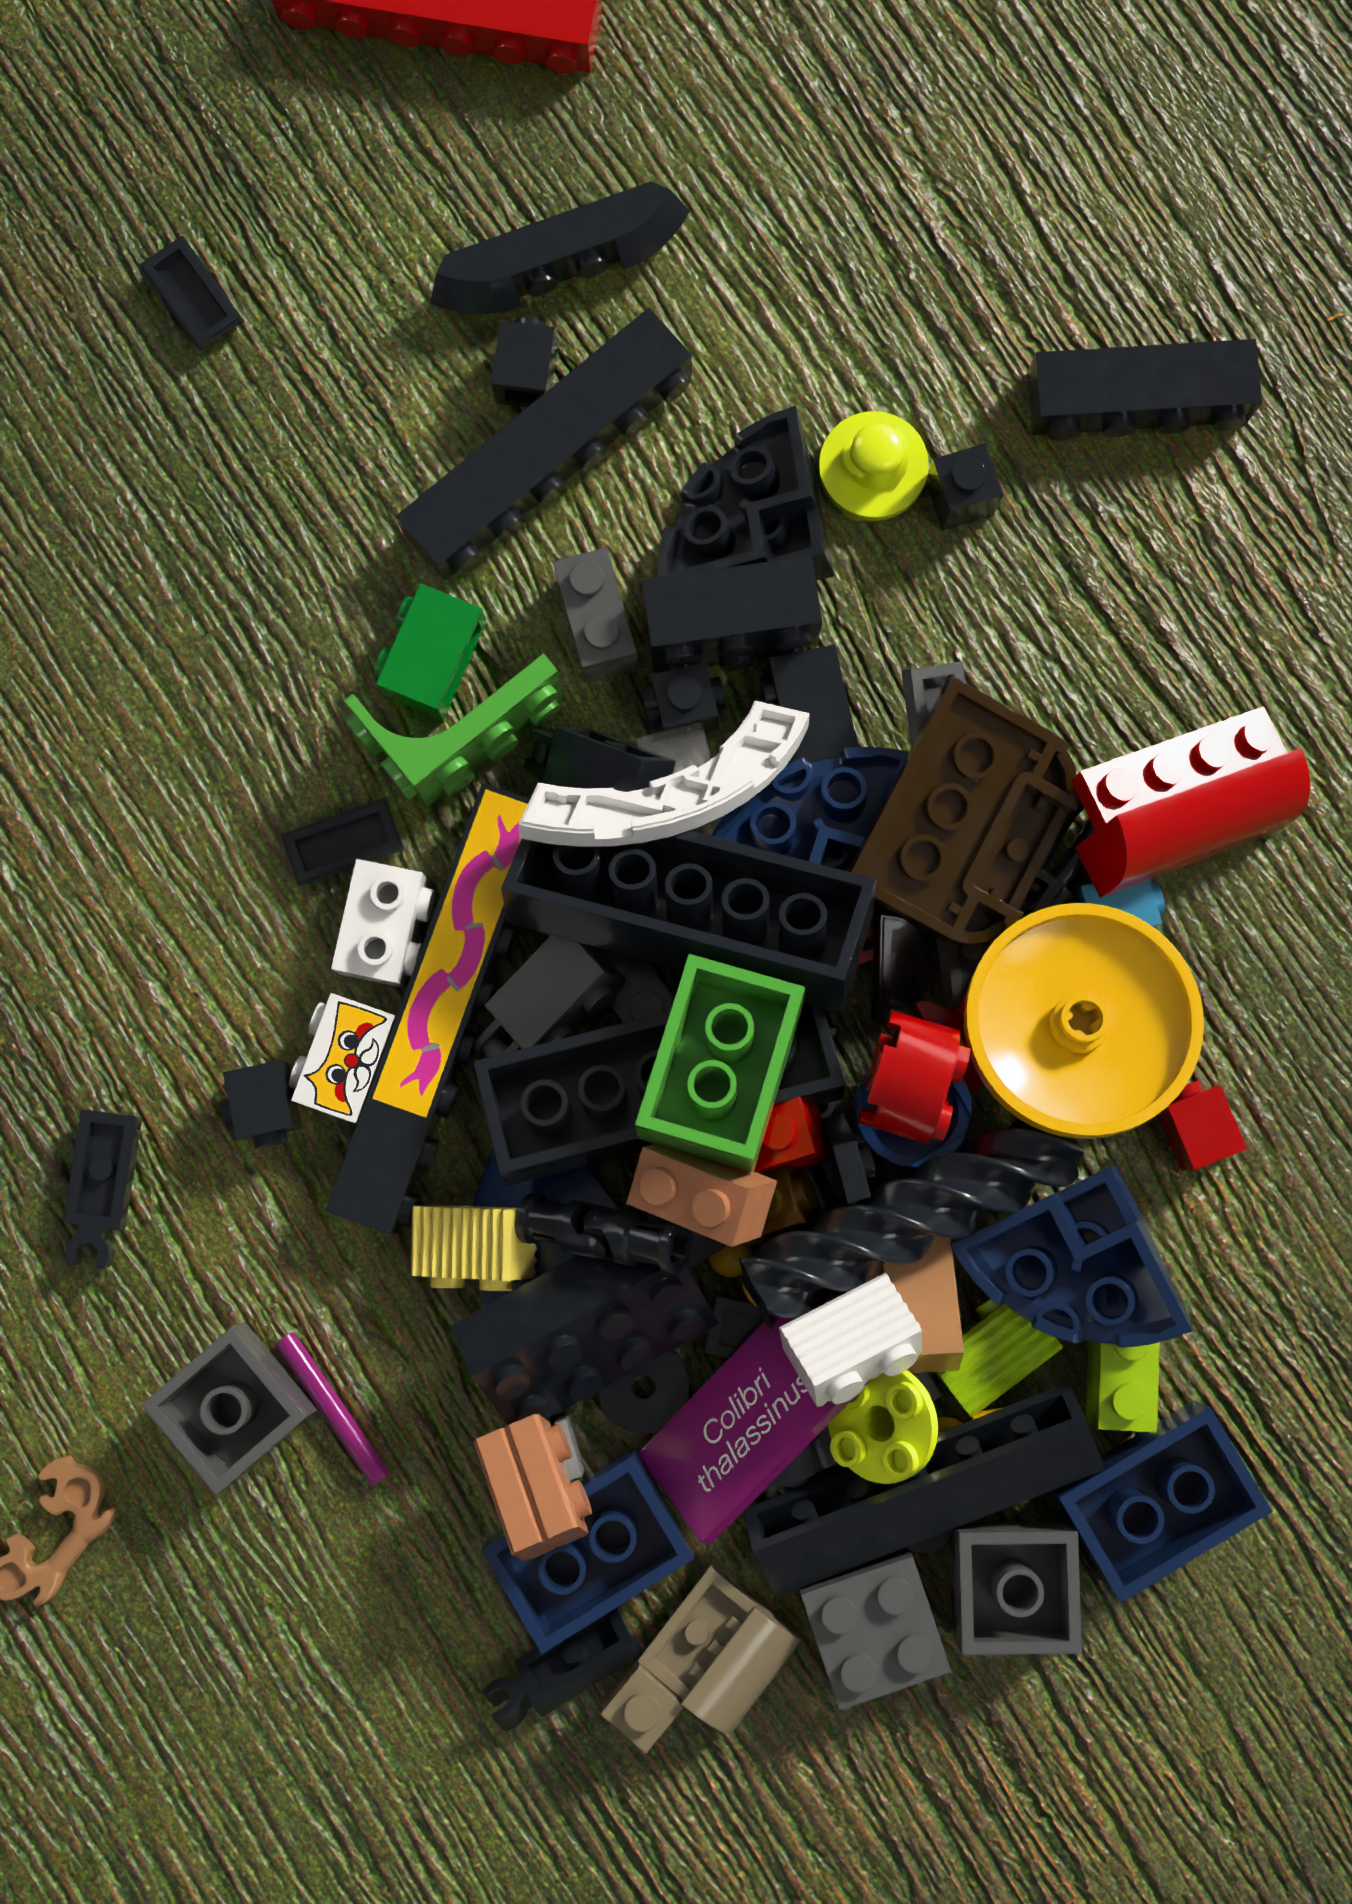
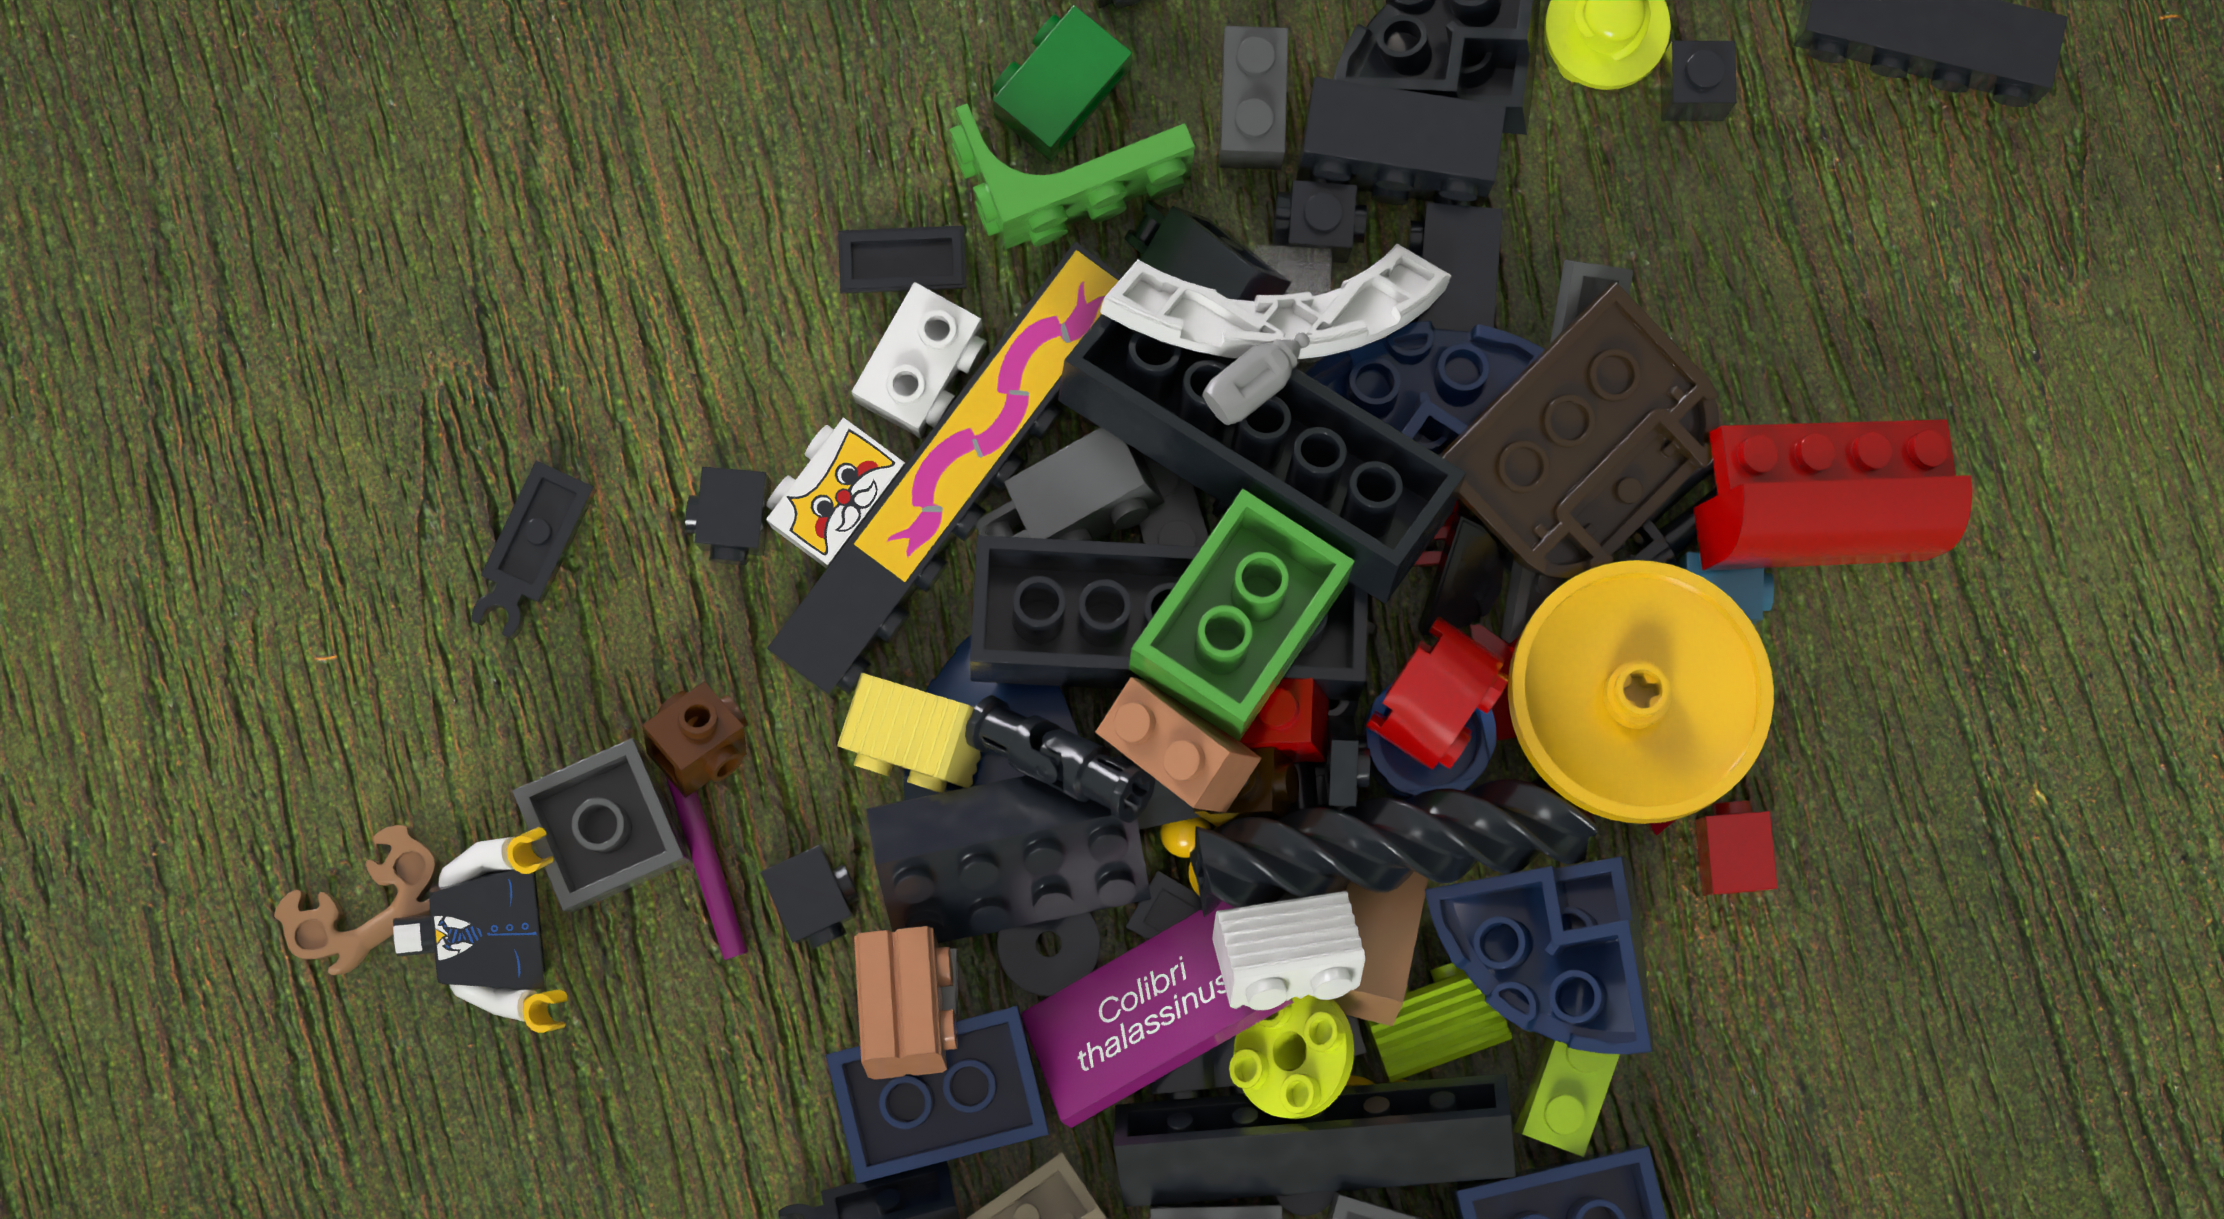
camera: 10 degrees right, 0 degrees up
(160, 1531) = (488, 930): none -> torso
(289, 1305) = (696, 738): none -> reddish brown brick
(429, 1410) = (812, 896): none -> black brick
(668, 855) = (1253, 378): none -> light grey piece

